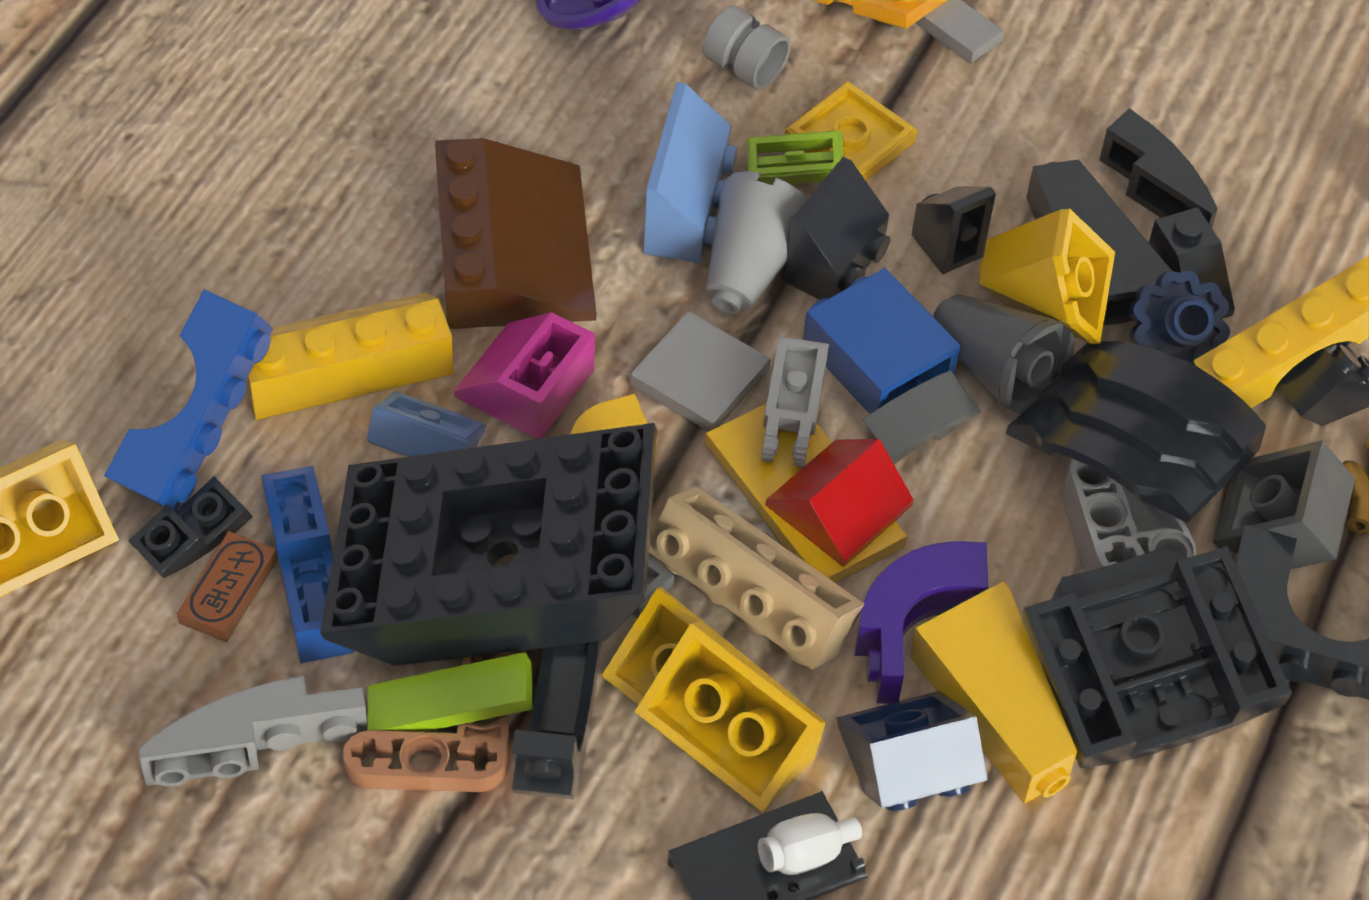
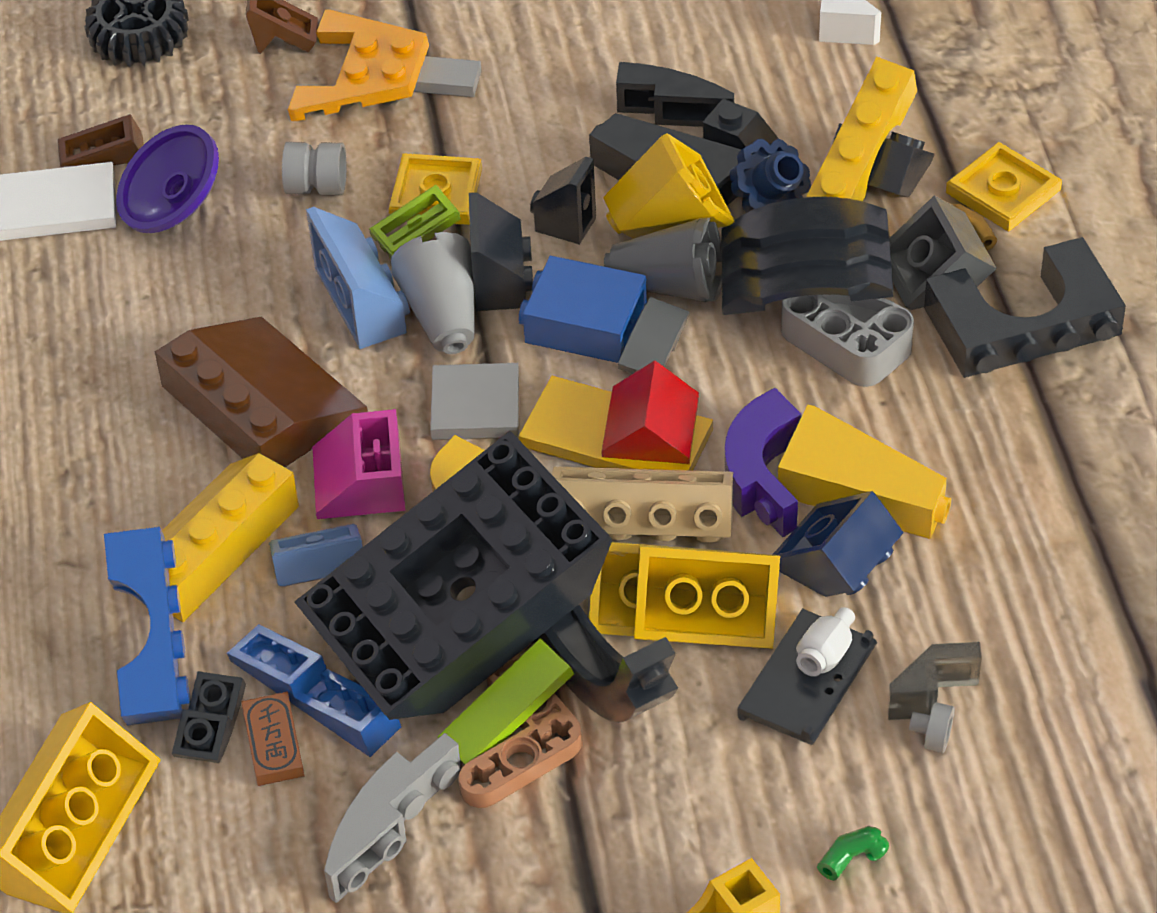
camera: 30 degrees left, 5 degrees down
(794, 395) = (562, 374): light grey hinge -> none
(1155, 654) = (942, 387): black slope -> none

